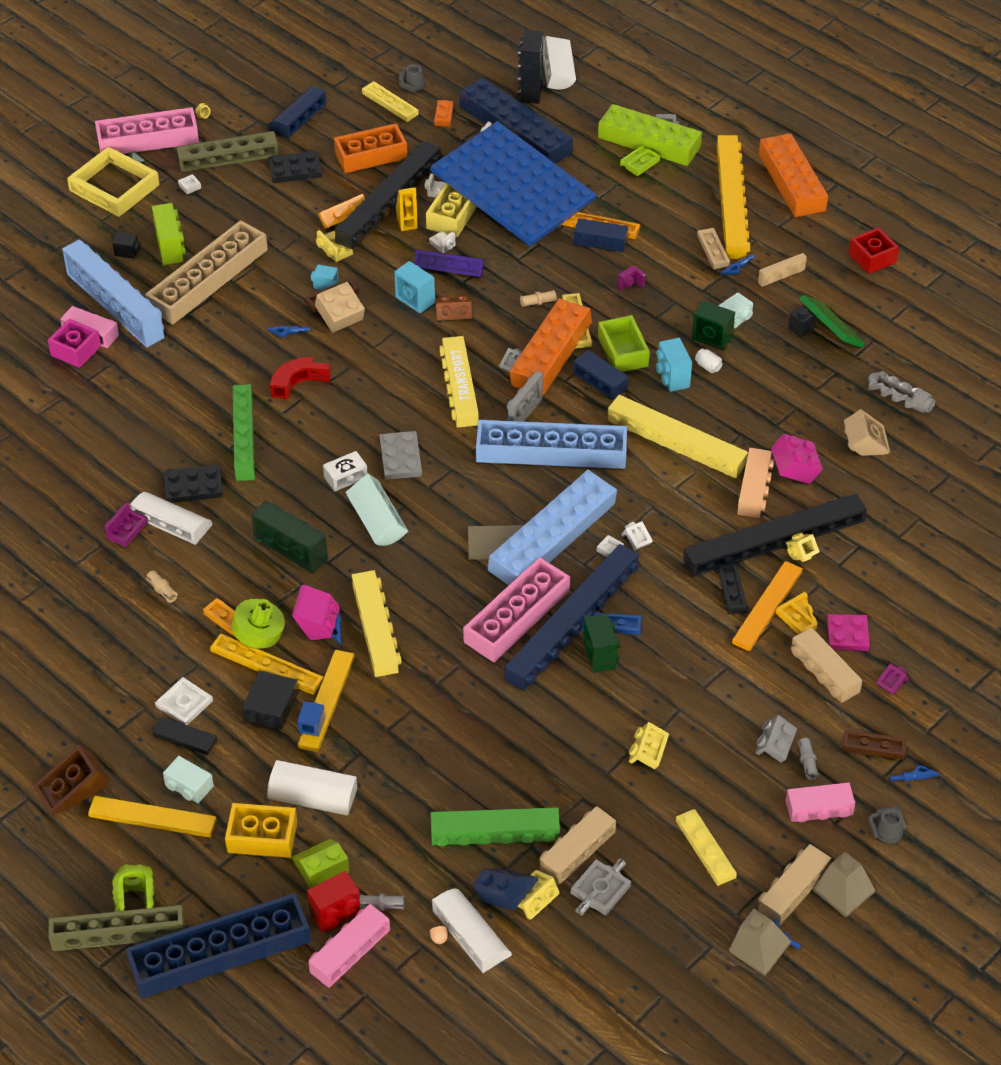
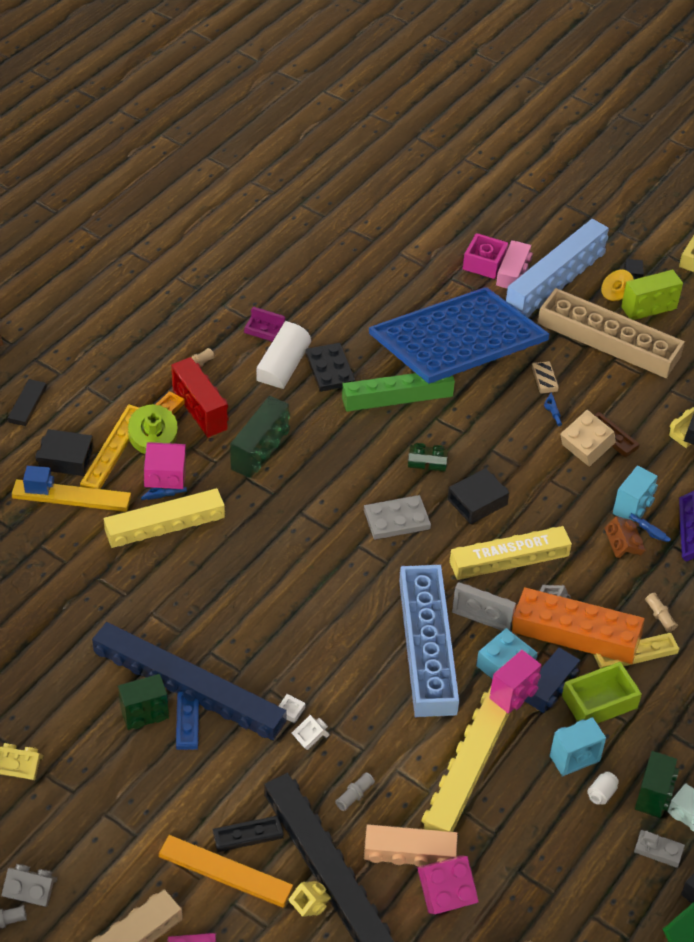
camera: 80 degrees right, 0 degrees up
(141, 249) = (614, 285): none -> yellow dish
(184, 701) = (66, 397): white tile -> none
(187, 374) = (458, 334): none -> blue plate
(224, 579) = (200, 397): none -> red brick
(243, 330) = (545, 377): none -> tan tile
(297, 371) = (484, 414): red arch -> none
(324, 277) = (634, 424): medium azure brick -> none
(335, 421) = (435, 456): none -> dark green plate
(344, 471) = (361, 472): white brick -> none
(376, 511) = (311, 503): light aqua brick -> none
(389, 393) = (478, 496): none -> black brick
(449, 288) = (653, 531): none -> blue hand
(487, 539) = (288, 609): dark tan tile -> none
(516, 609) = (188, 628): bright pink brick -> none
(553, 527) = (305, 651): light blue brick -> none
(577, 398) = (500, 651): none -> medium azure brick
(619, 382) = (515, 681): none -> dark pink brick
(698, 513) = (354, 791): none -> light grey pin
(762, 340) = (659, 848): none -> light grey hinge
(797, 613) = (211, 903): yellow wing -> none

